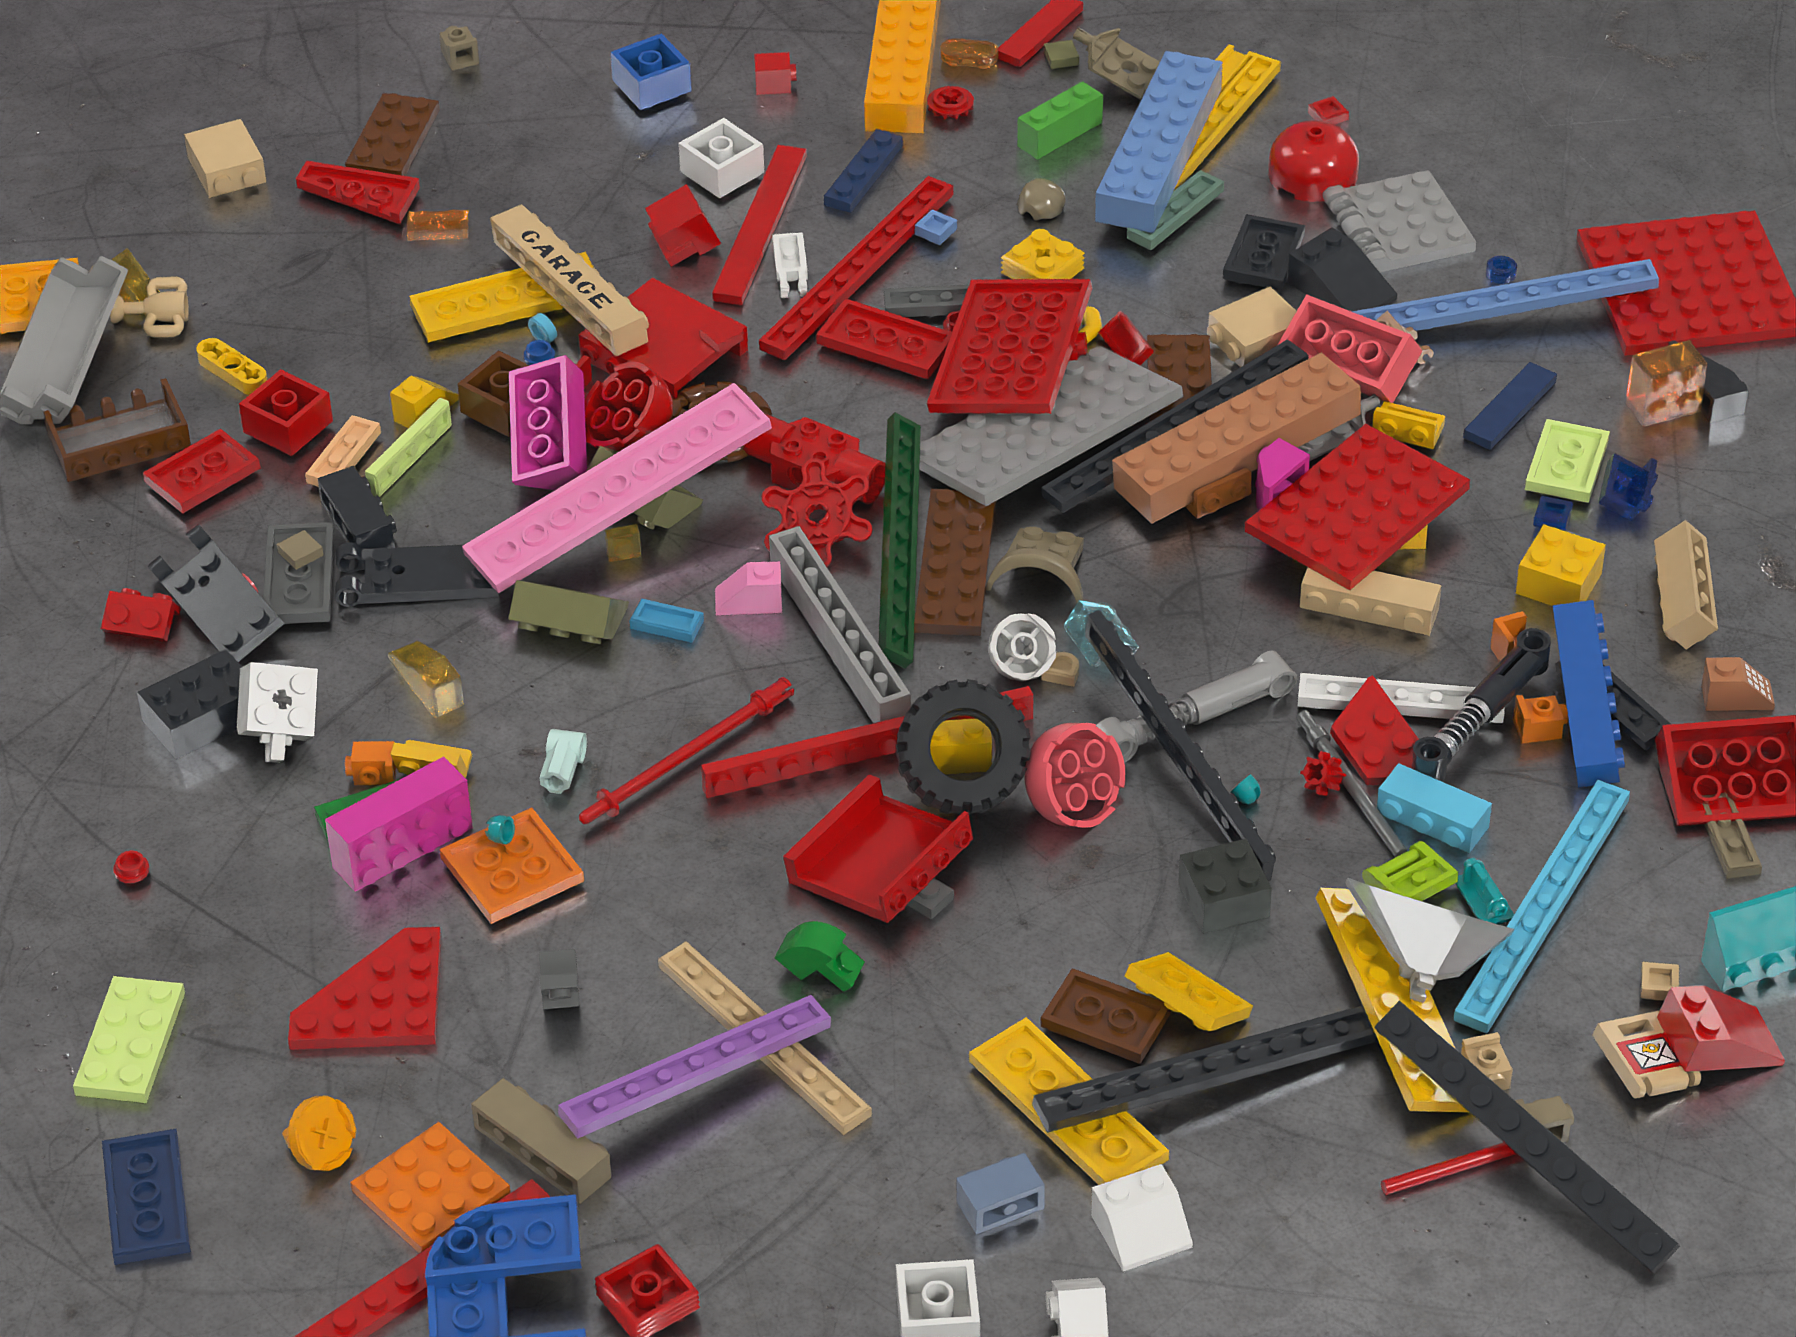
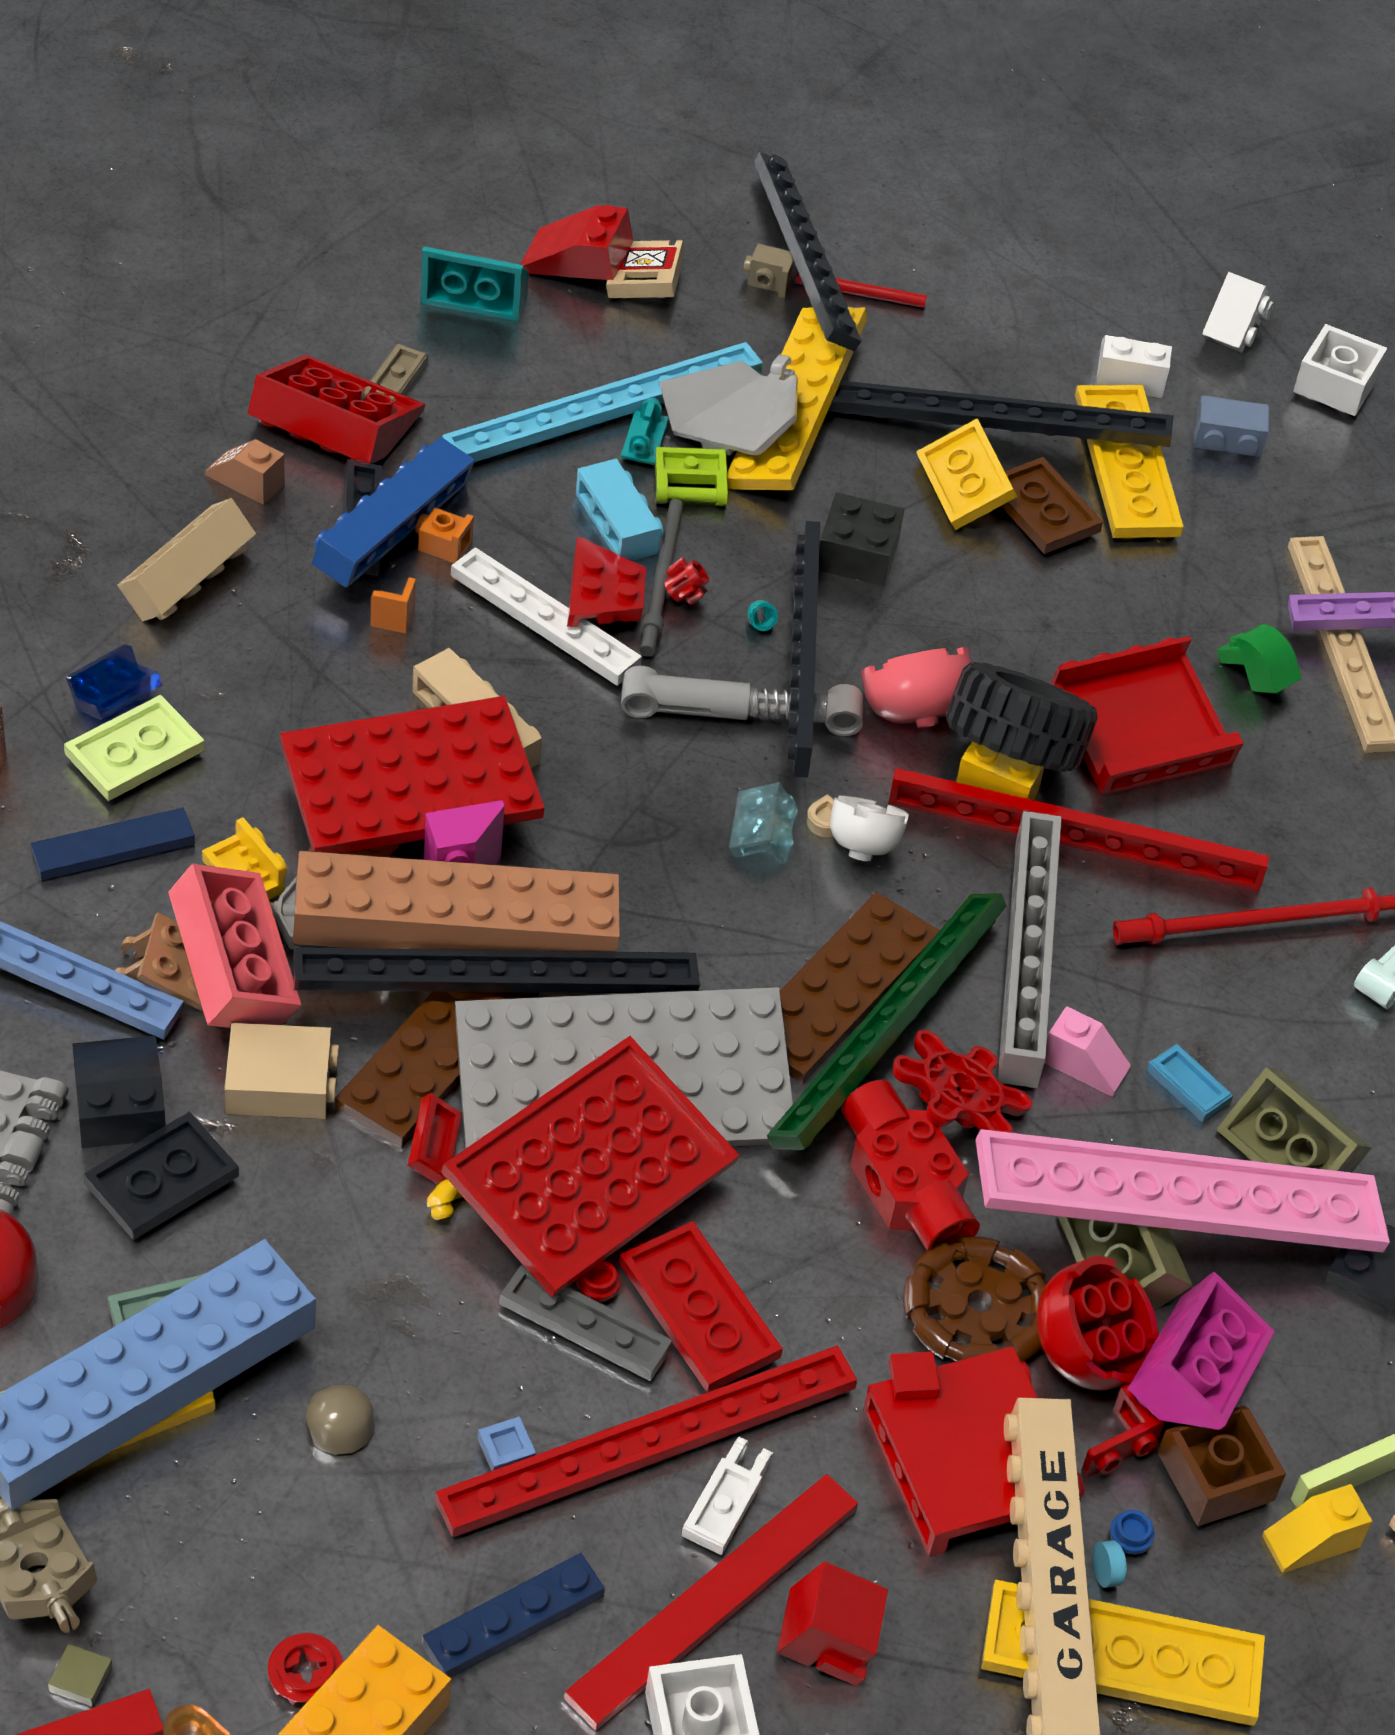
camera: 155 degrees left, 5 degrees up
(1042, 258) = (420, 1334): yellow brick -> none
(1043, 550) = (757, 923): dark tan piece -> none
(1060, 120) = (206, 1524): bright green brick -> none
(1484, 703) = (416, 556): black piece -> none
(1488, 1056) = (777, 316): tan brick -> none
(1553, 513) = (213, 703): clear blue plate -> none
(1560, 567) = (276, 640): yellow brick -> none
(1657, 979) = (576, 310): tan plate -> none

